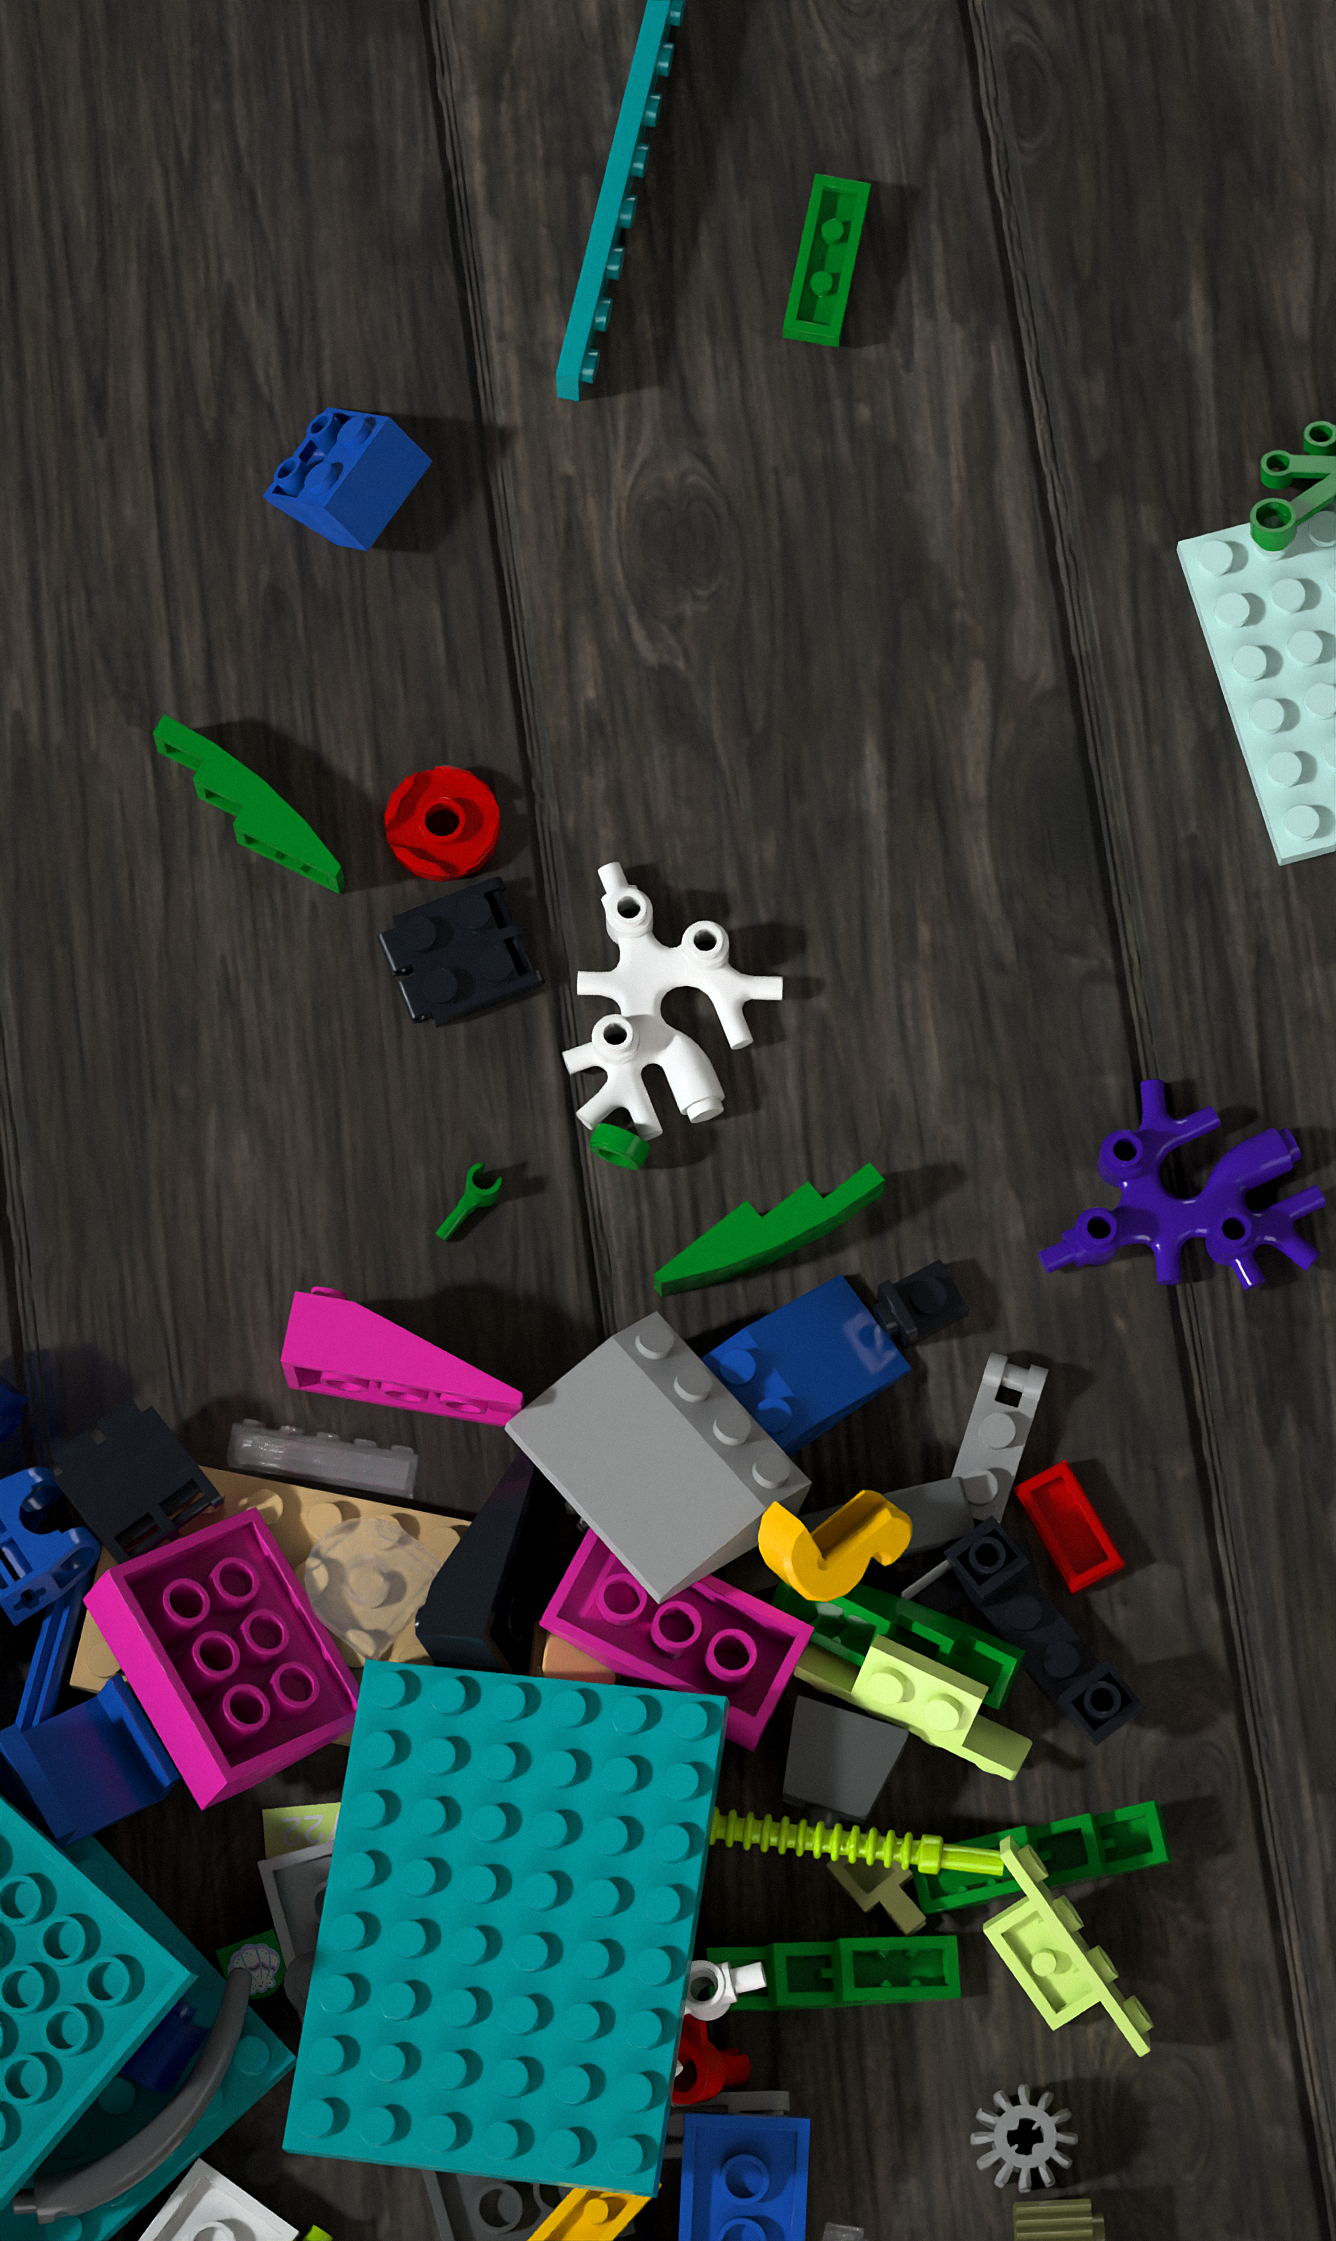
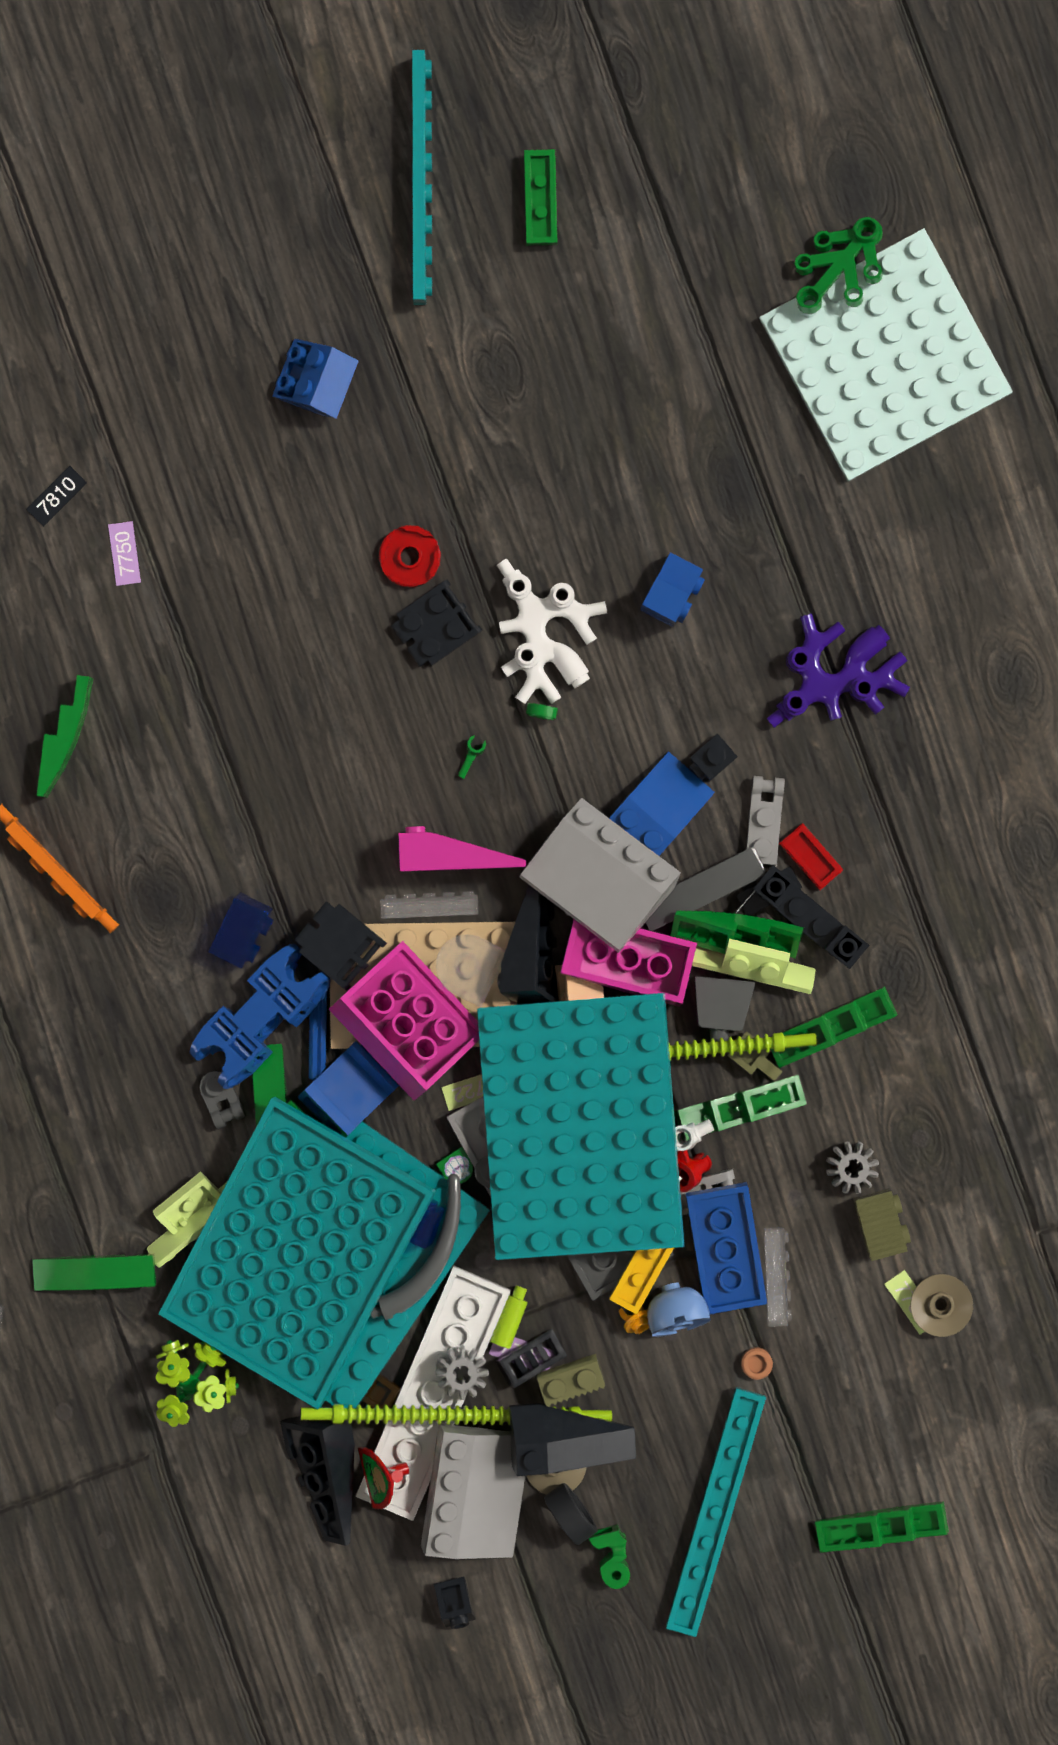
camera: 20 degrees left, 15 degrees up
(263, 817) = (318, 577): green slope -> none
(751, 1241) = (618, 746): green slope -> none
(839, 1550) = (701, 903): yellow animal -> none
(909, 980) = (672, 589): none -> blue brick
(1052, 1959) = (848, 1078): yellowish green bracket -> none

